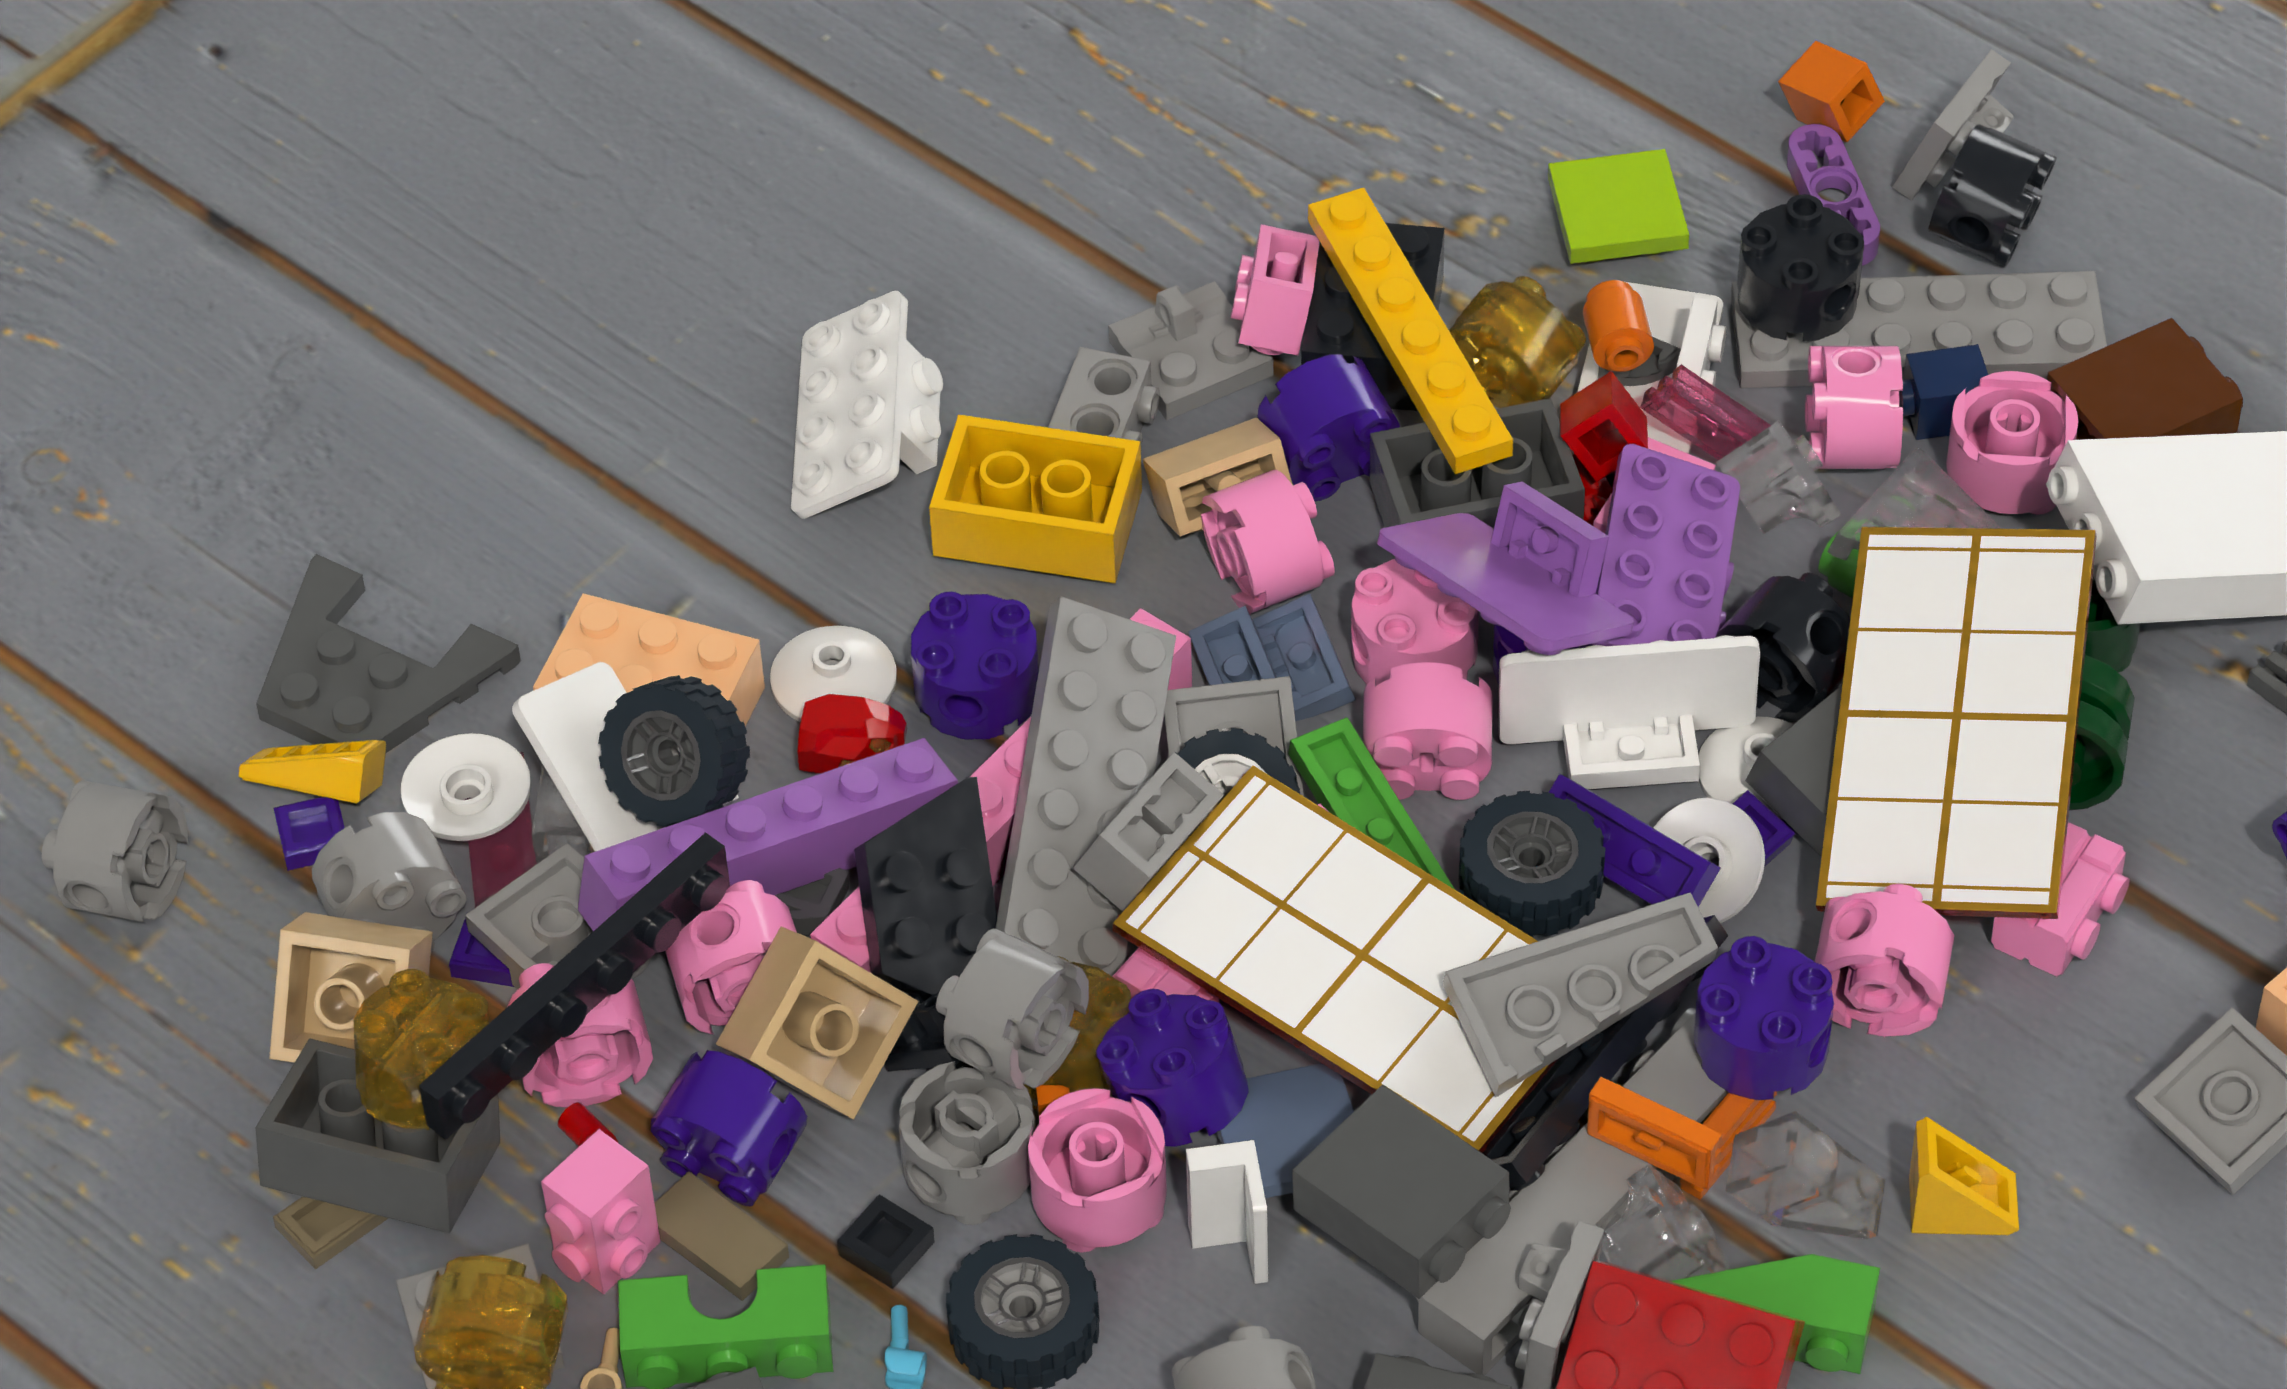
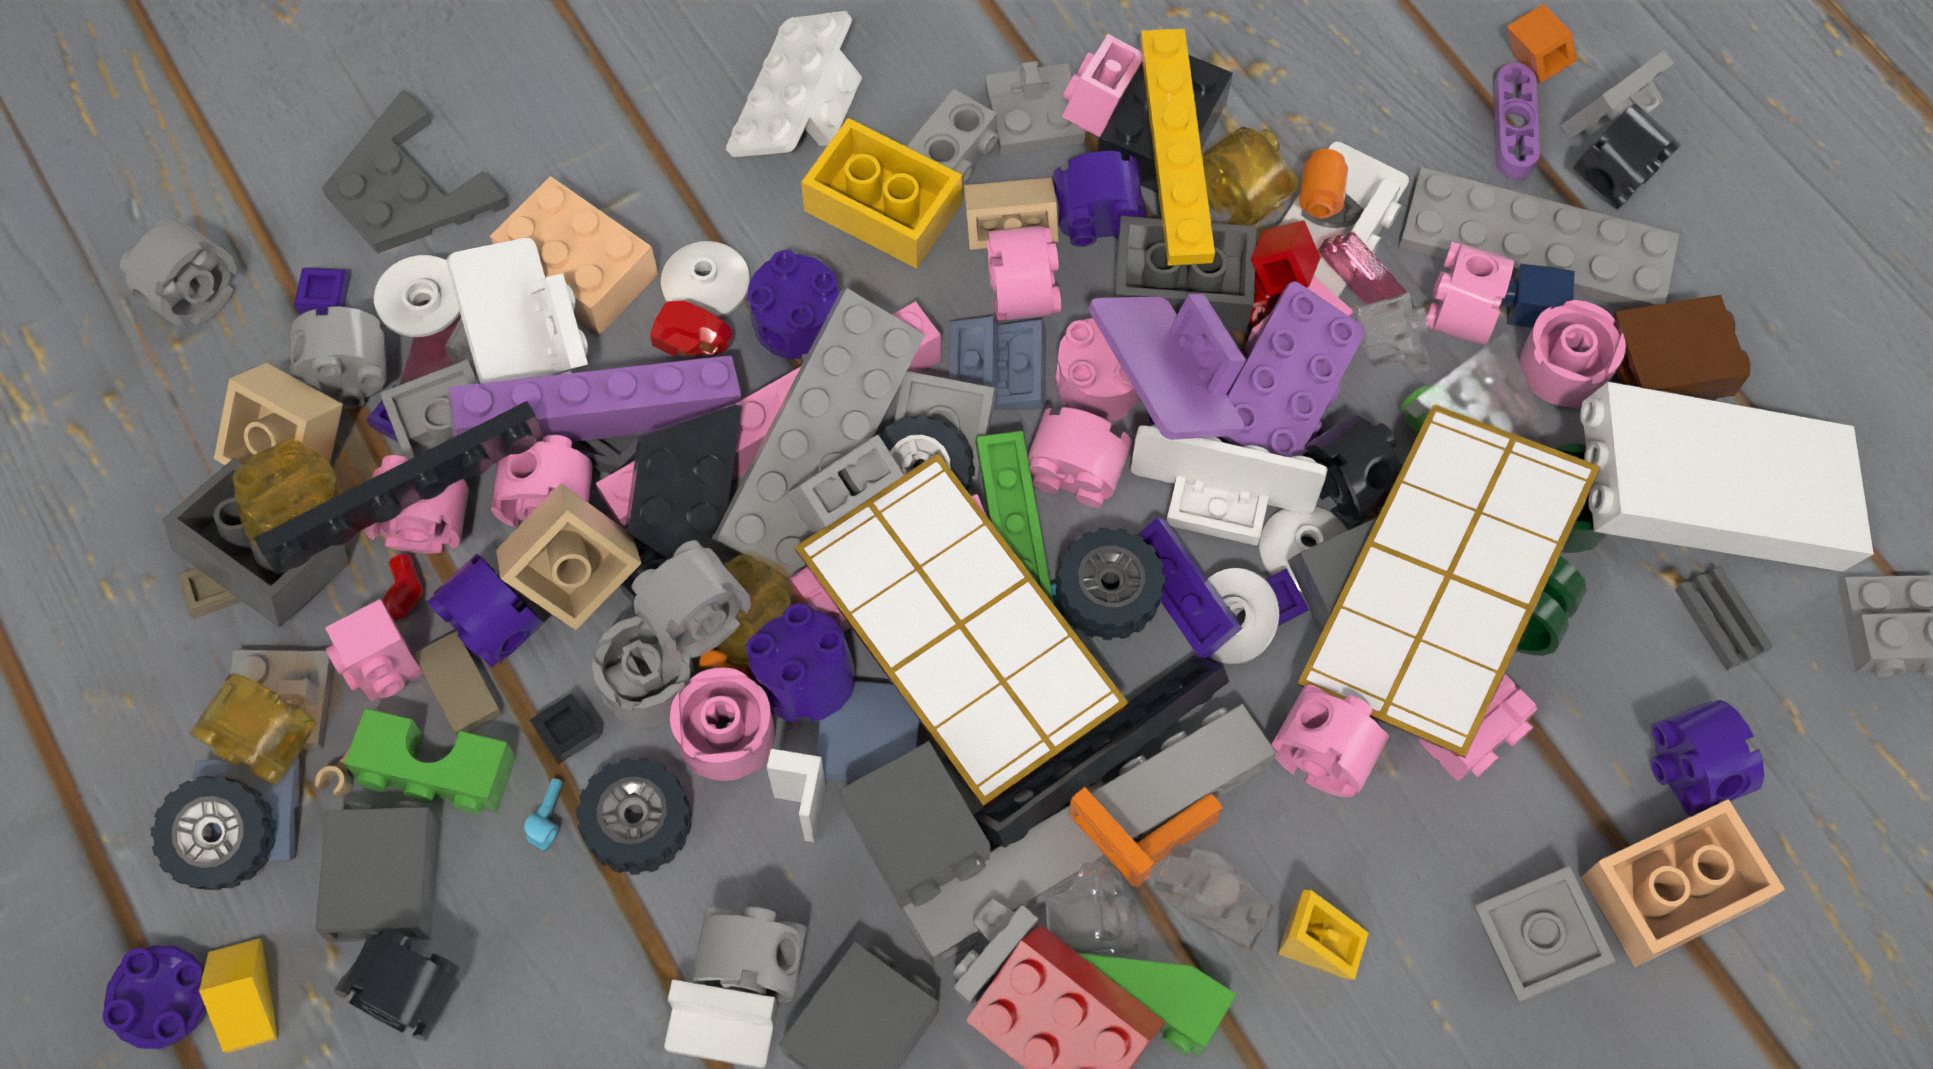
camera: 15 degrees right, 15 degrees up
(328, 770) = (340, 249): yellow slope -> none
(640, 757) = (544, 322): black wheel -> none
(1565, 989) = (1091, 700): light grey wing -> none
(1618, 206) = (1363, 86): lime tile -> none
(1763, 1019) = (1222, 772): dark purple brick -> none
(1799, 270) = (1468, 177): black brick -> none

